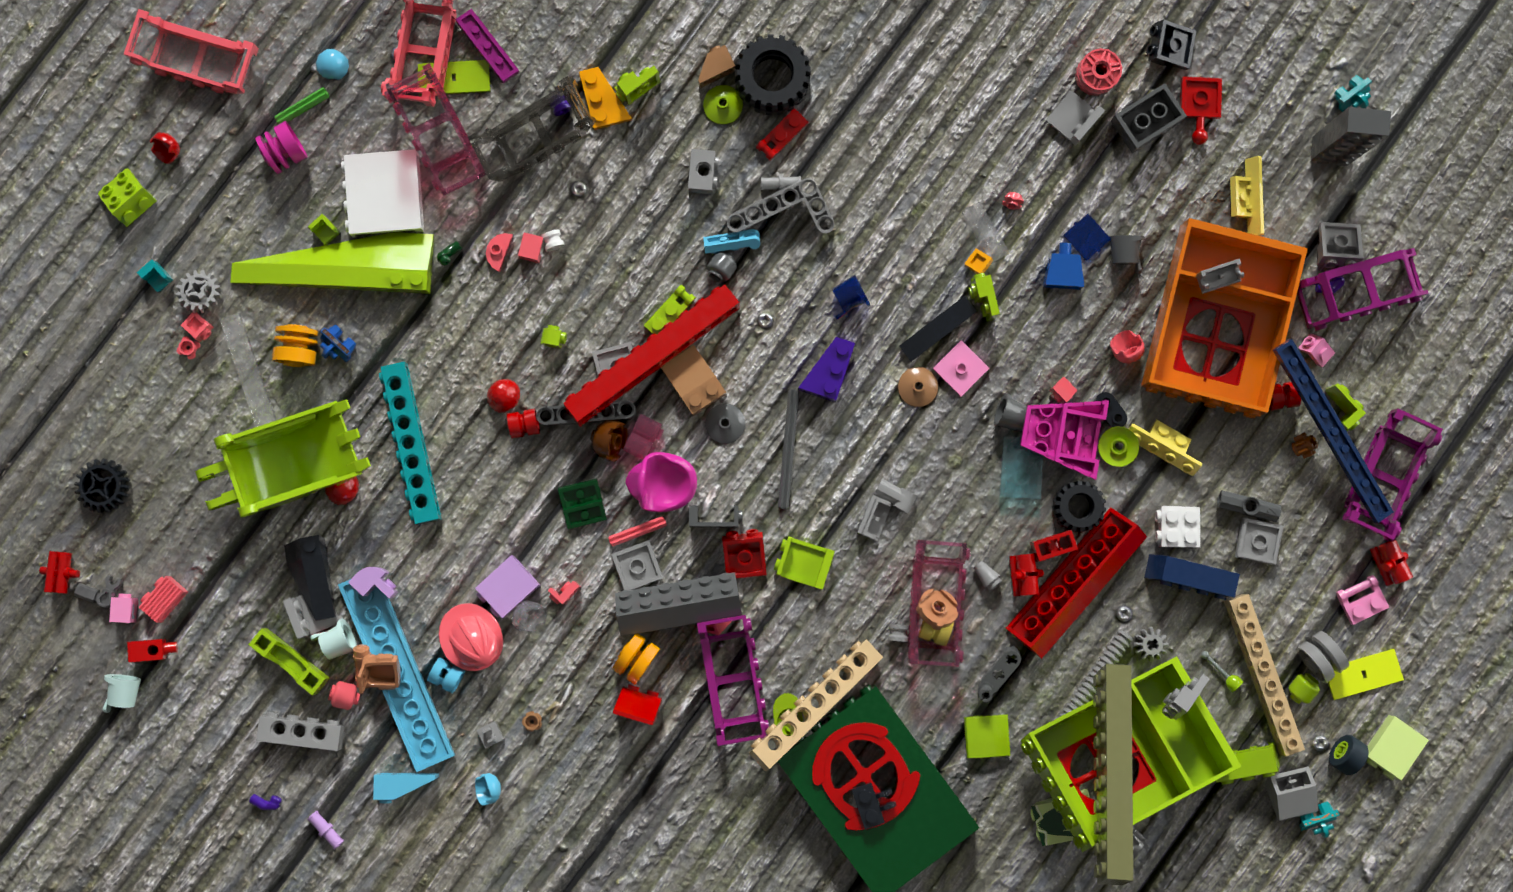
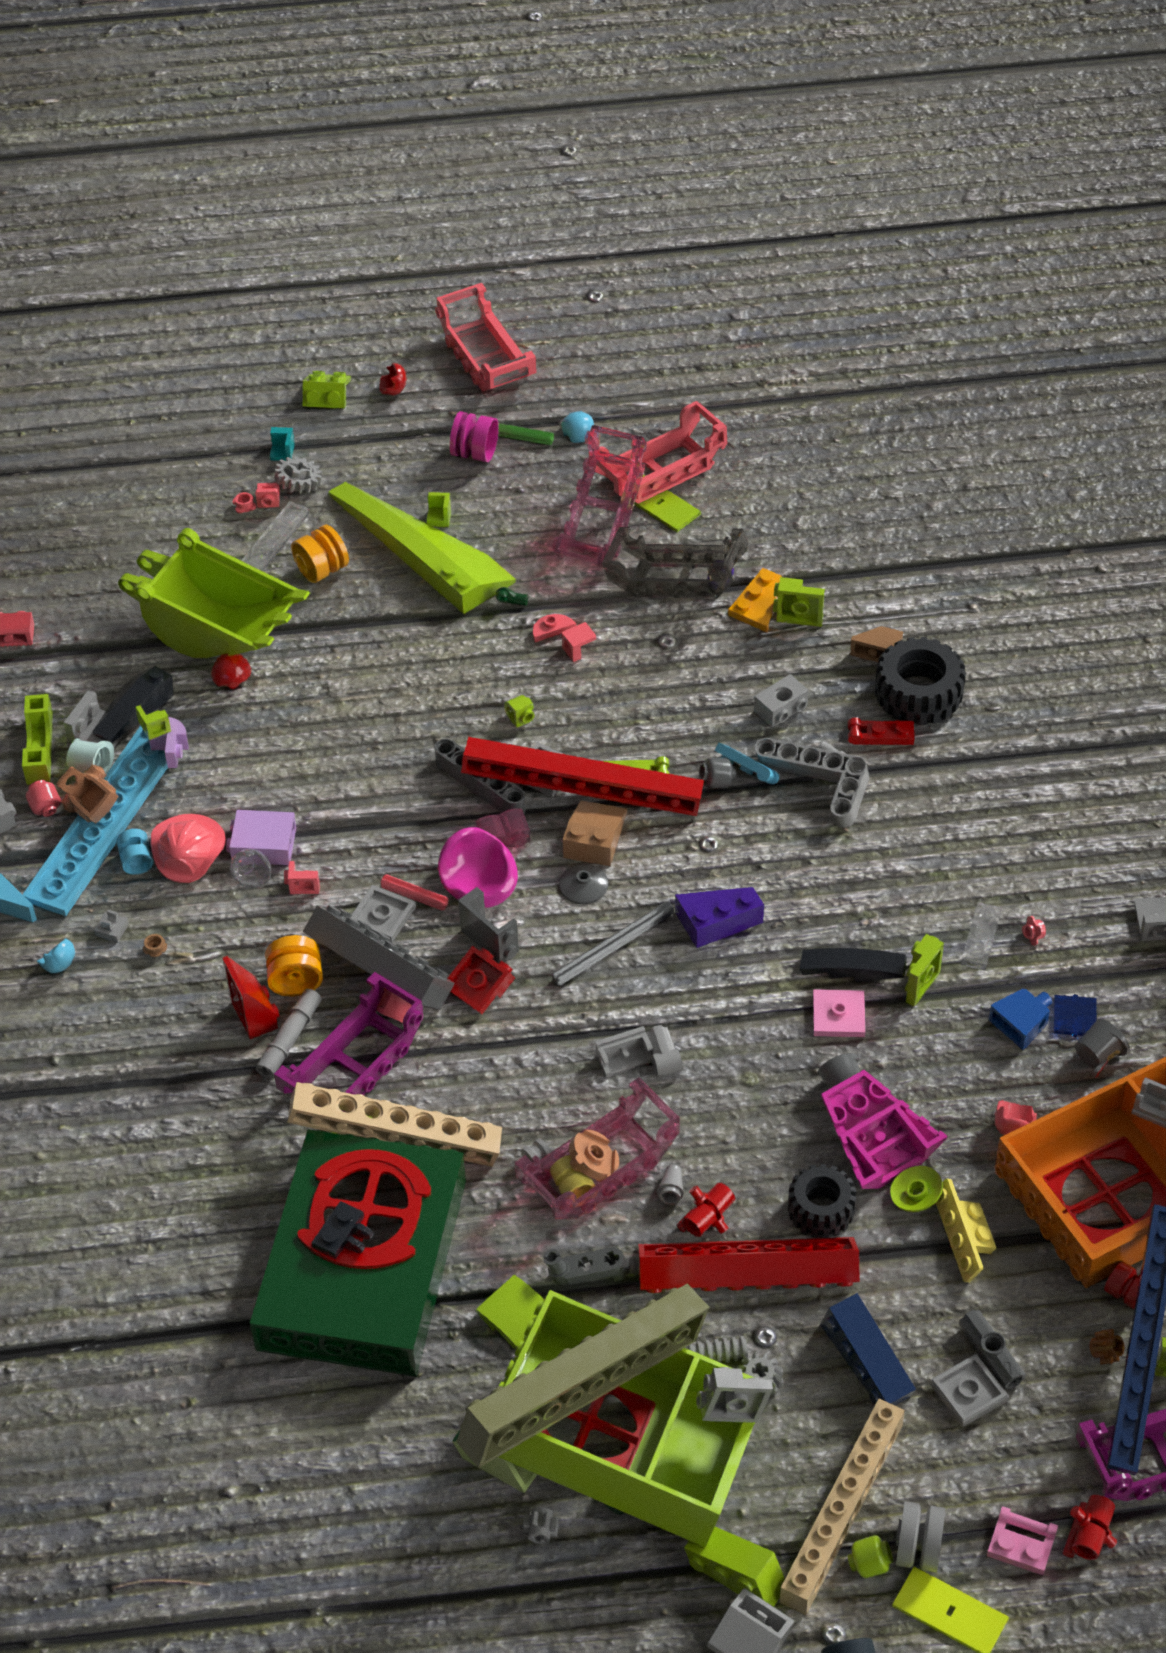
camera: 50 degrees right, 35 degrees down
(92, 473) = (69, 529): black gear -> none
(333, 347) = (348, 582): blue hips -> none
(358, 586) = (153, 724): none -> lime panel
(383, 192) = (513, 522): white panel -> none
(387, 376) = (318, 686): teal brick -> none
(487, 46) = (710, 500): magenta plate -> none
(503, 395) = (430, 714): red hair -> none
(523, 423) = (419, 741): red wheel -> none
(552, 240) = (602, 650): white wheel -> none
(582, 503) = (396, 836): dark green slope -> none
(609, 439) = (473, 803): reddish brown cylinder -> none
(676, 698) = (288, 1033): none -> light grey piece
(722, 114) = (854, 678): lime dish -> none
(804, 562) = (521, 1032): lime panel -> none
(849, 295) = (802, 876): clear blue hat -> none
(907, 388) = (783, 1004): medium nougat dish -> none
(978, 262) = (952, 947): light orange plate -> none
(1020, 470) = (800, 1131): clear light blue plate -> none
(1053, 545) = (760, 1208): red brick -> none
(1062, 391) = (917, 1103): coral bracket -> none
(1113, 409) = (945, 1159): black plate -> none
(1178, 526) = (901, 1307): white plate -> none
(1232, 682) = (804, 1487): hinge -> none

